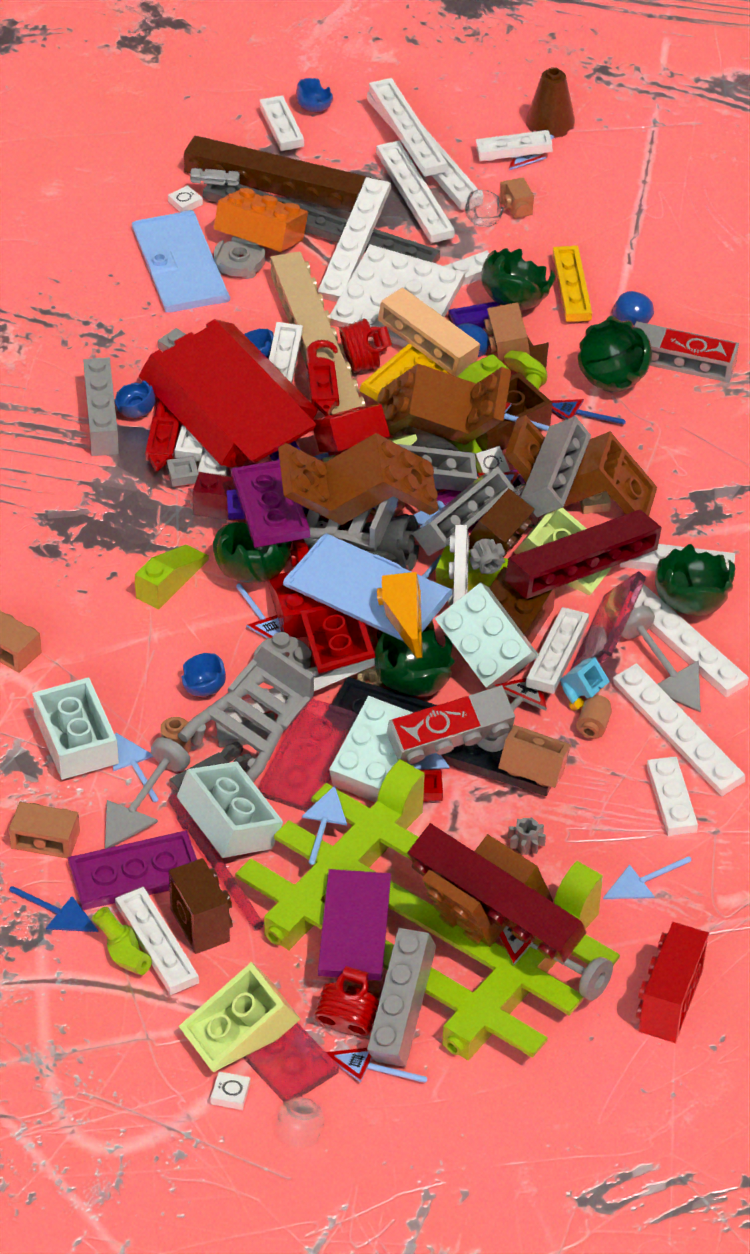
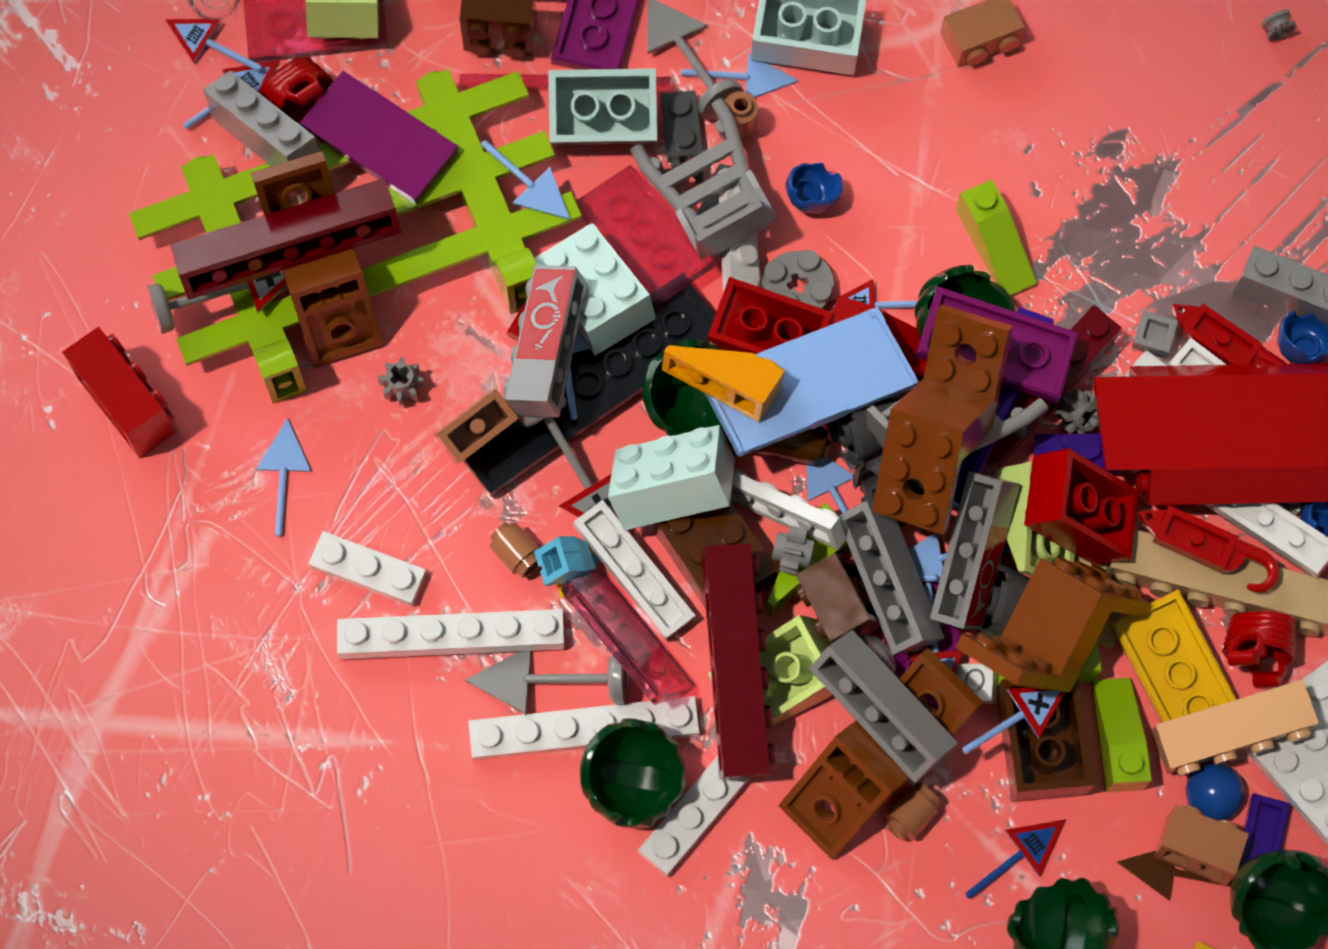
camera: 120 degrees right, 25 degrees up
(339, 1117) = (196, 34): none -> piece
(526, 366) = (1116, 830): lime arm -> none

